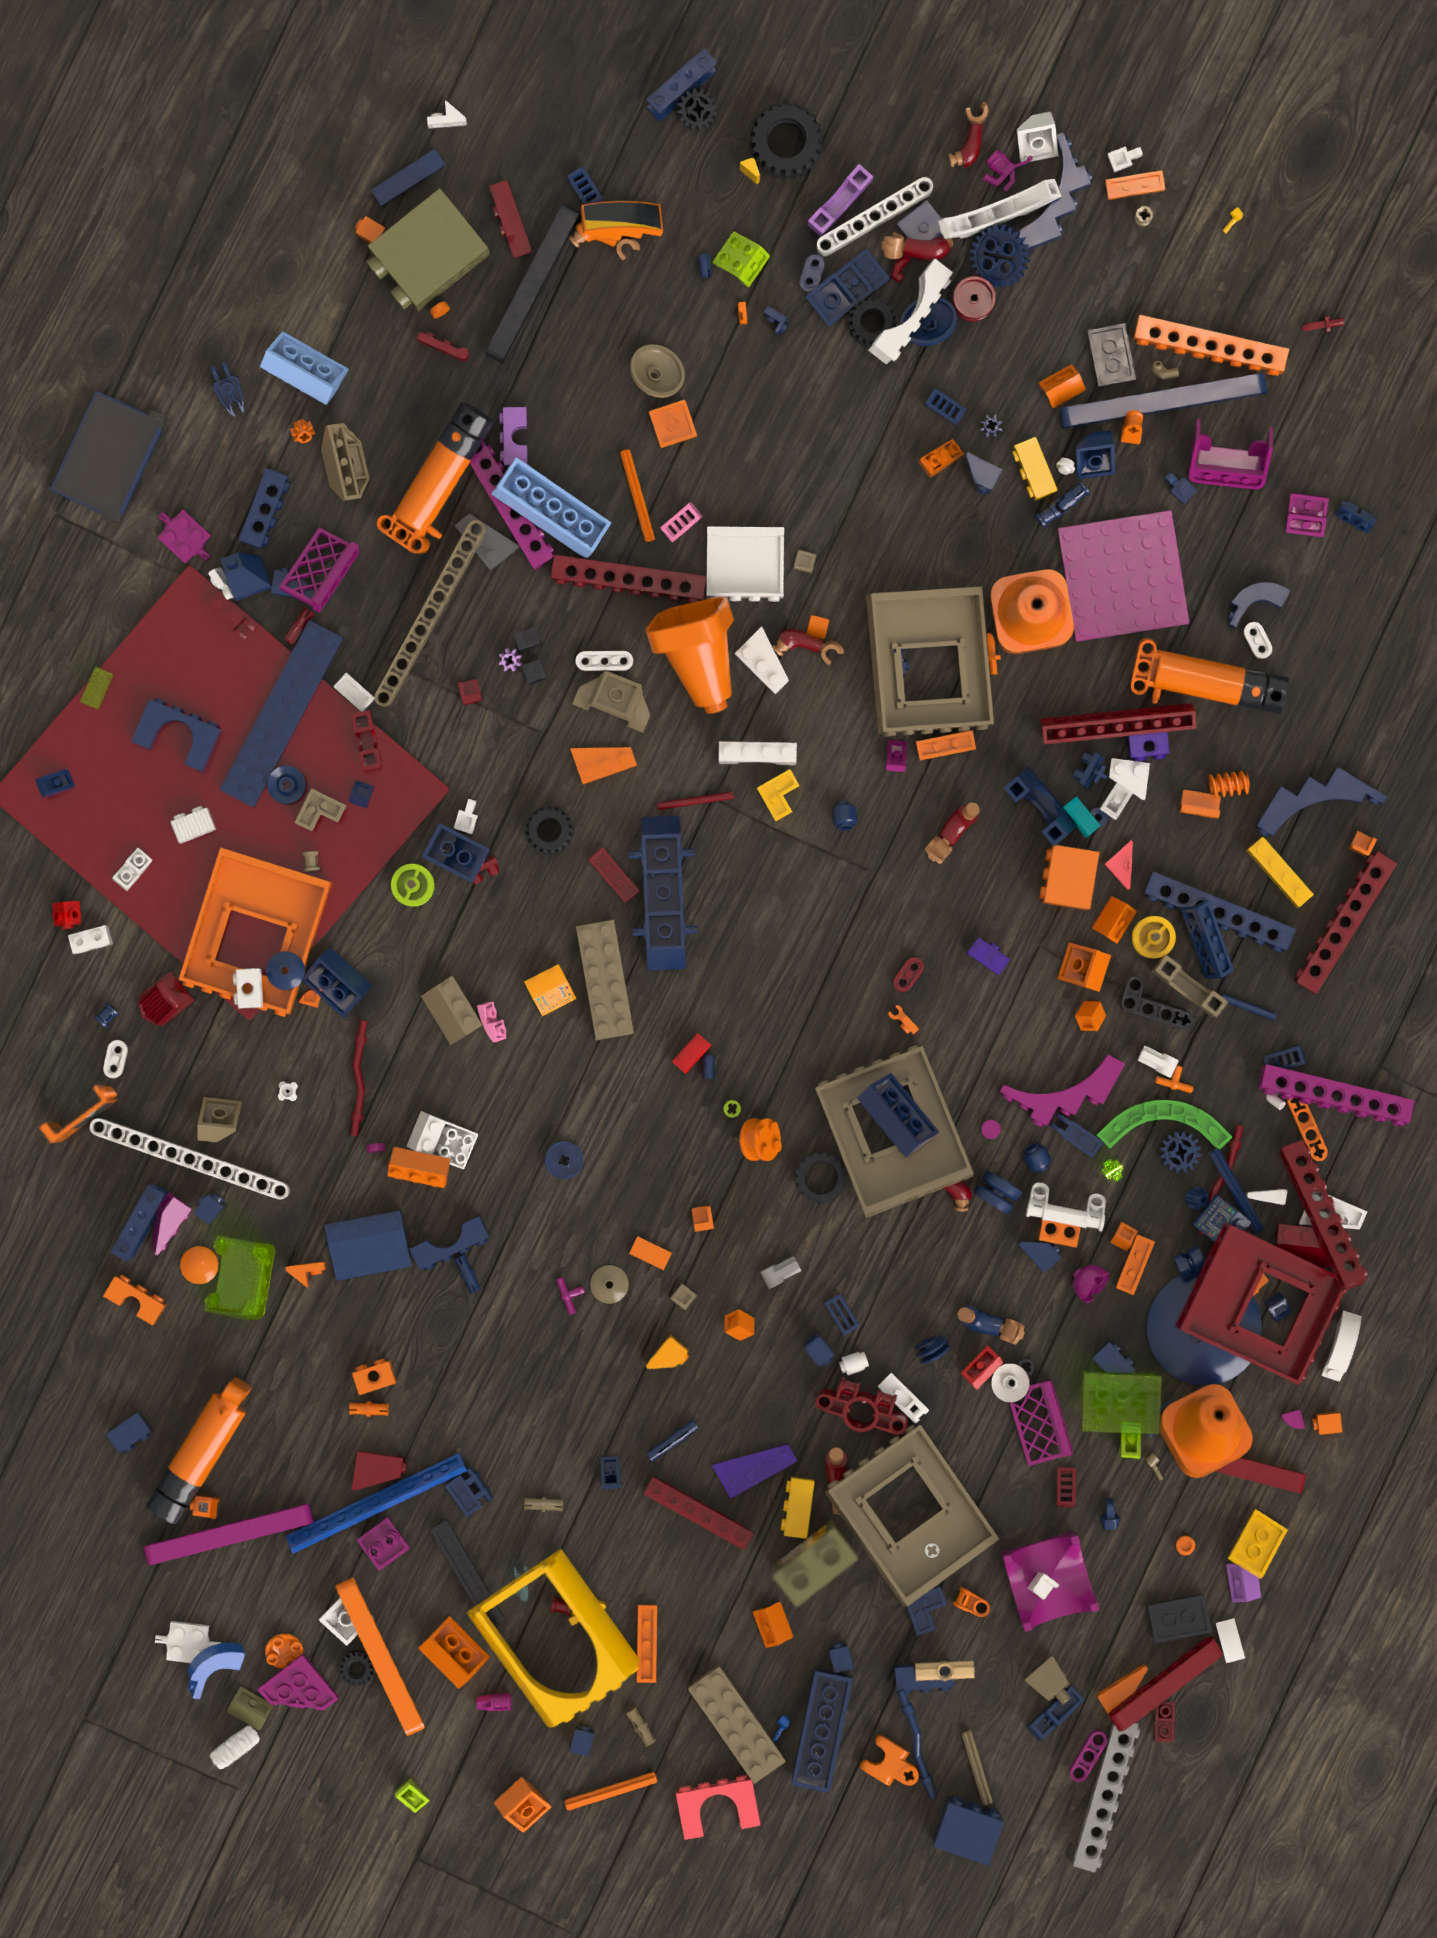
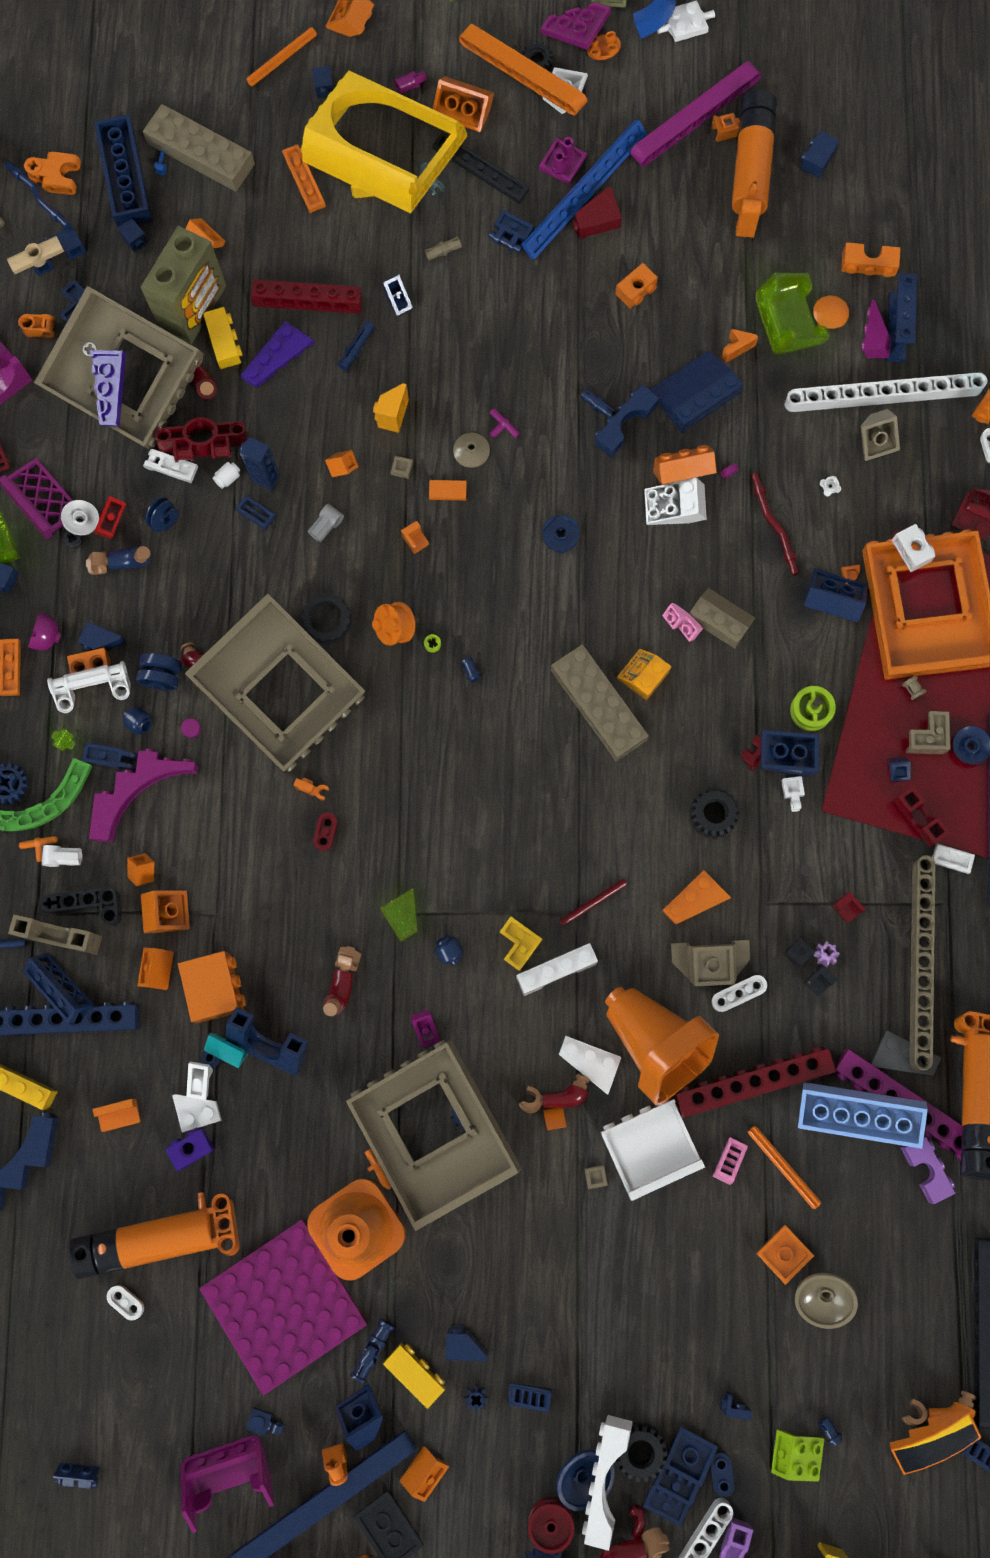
camera: 160 degrees right, 10 degrees down
(210, 1207) = (848, 356): dark blue brick -> none
(292, 978) = (882, 585): dark blue dish -> none
(368, 1409) = (628, 260): orange pin -> none
(613, 875) = (635, 800): dark red plate -> none
(640, 1727) = (279, 114): dark tan pin -> none
(663, 893) = (584, 804): dark blue piece -> none
(691, 1053) = (491, 673): red brick -> none
(739, 1790) = (178, 98): coral arch -> none
(742, 312) = (771, 1400): orange tile -> none
(872, 866) = (402, 915): none -> clear neon green wing
(898, 1115) = (276, 695): dark blue slope -> none
(925, 1503) = (109, 379): none -> wing
(940, 458) = (511, 1342): orange slope -> none
(945, 745) = (383, 1060): orange plate -> none
(988, 955) = (258, 881): dark purple brick -> none
(1065, 466) = (385, 1392): white plate -> none
(1093, 771) = (235, 1108): dark blue hips -> none
(1118, 723) = (226, 1156): dark red brick -> none
(1121, 865) = (170, 1024): coral tile -> none
(1124, 1236) = (30, 688): orange slope -> none
(1153, 937) = (110, 967): yellow wheel -> none
(1163, 373) = (330, 1536): dark tan arm -> none
(1228, 783) = (97, 1147): orange piece -> none
(1260, 592) = (134, 1355): arch -> none
(1306, 514) = (127, 1454): magenta slope -> none

